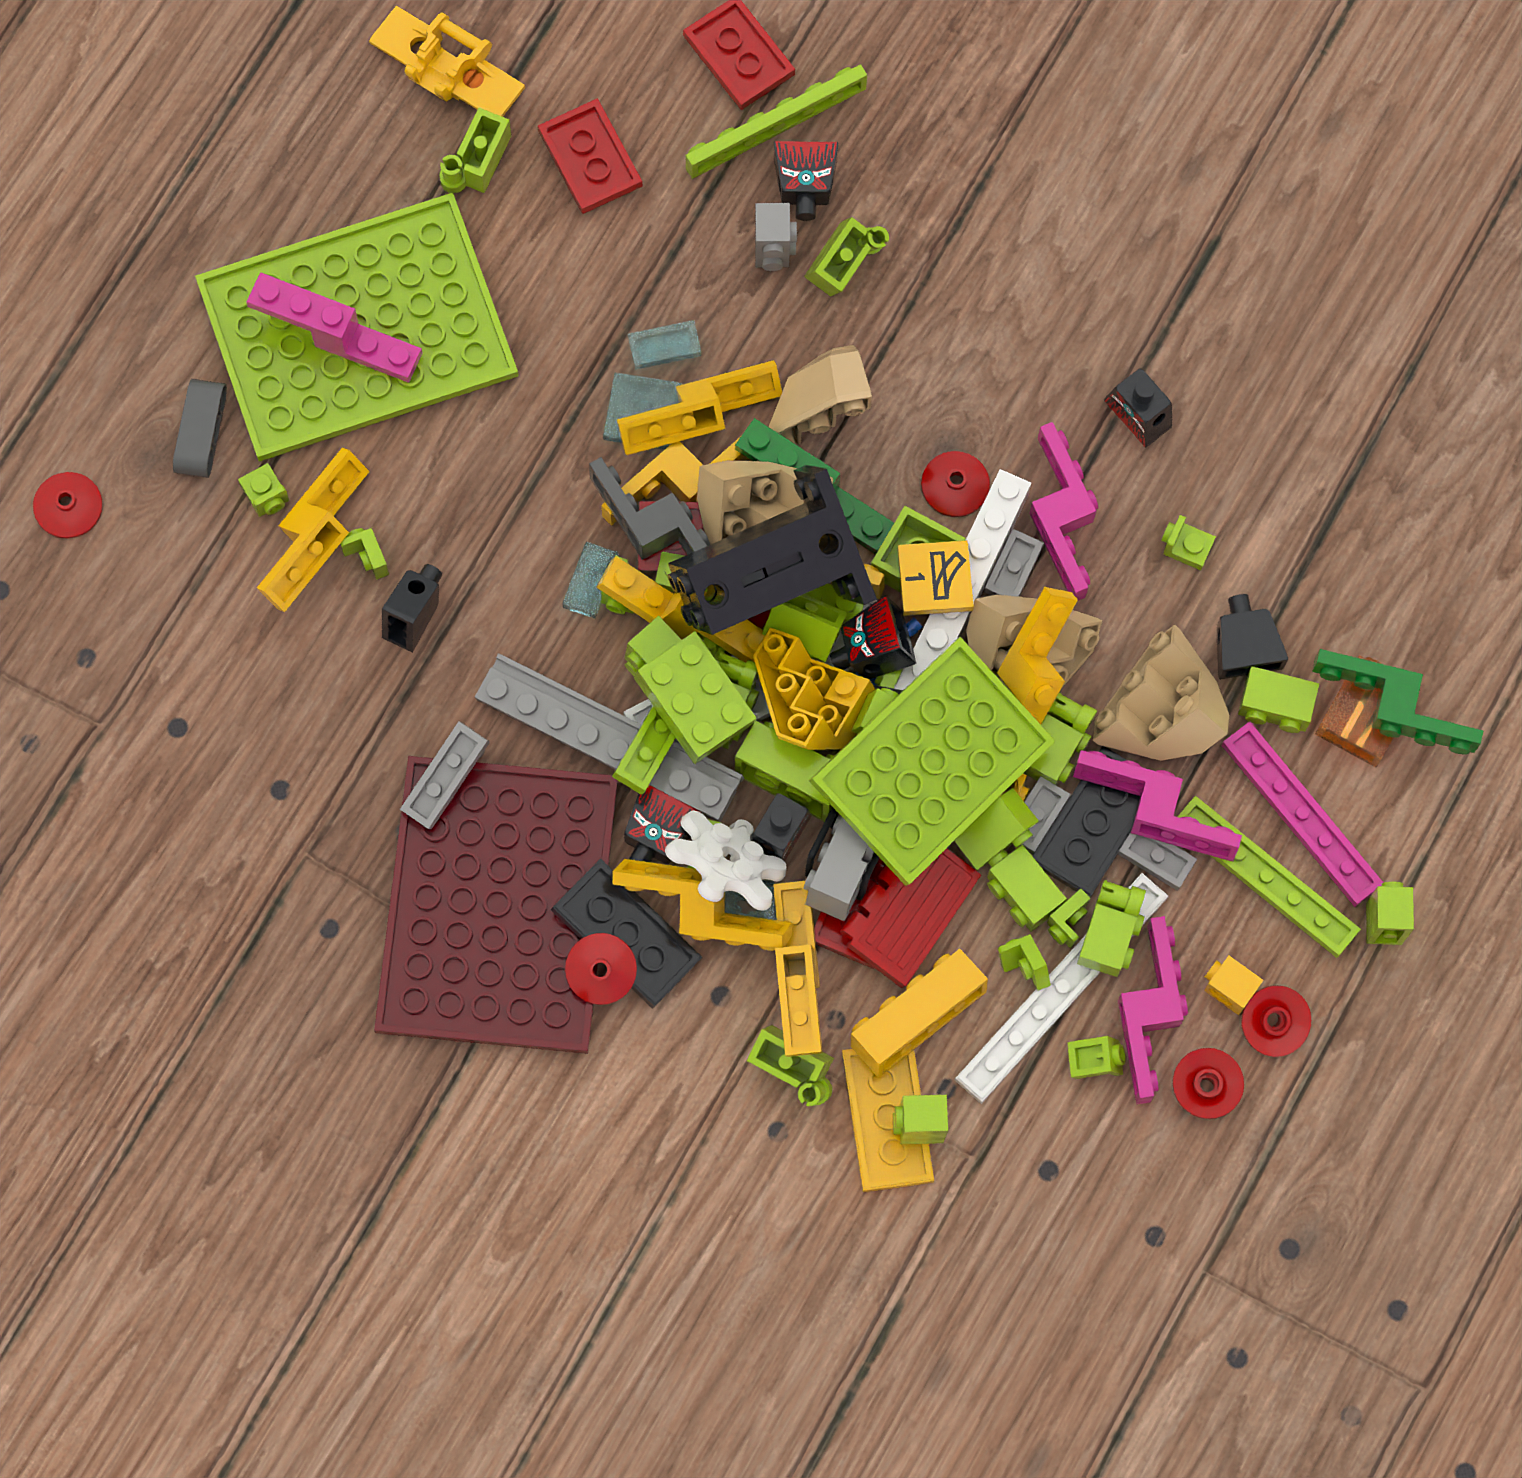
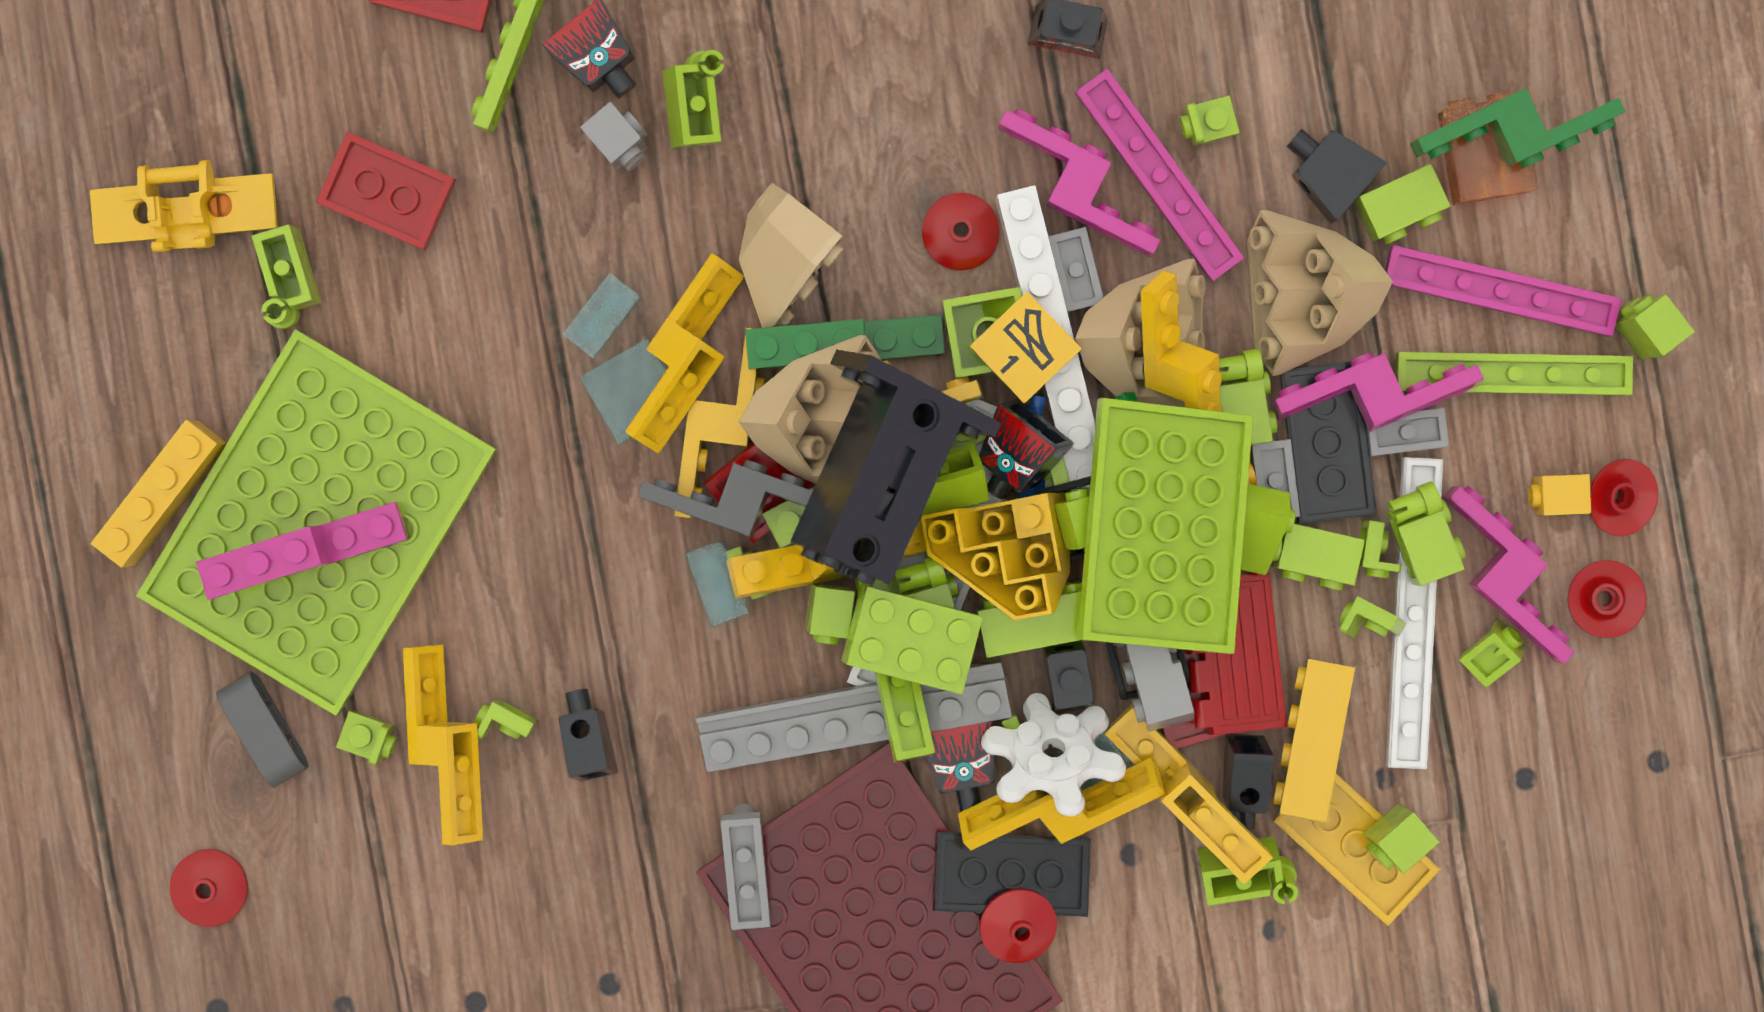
camera: 35 degrees left, 15 degrees up
(268, 224) = (159, 493): none -> yellow brick
(853, 985) = (1247, 776): none -> black torso
(1123, 551) = (1159, 175): none -> dark pink plate

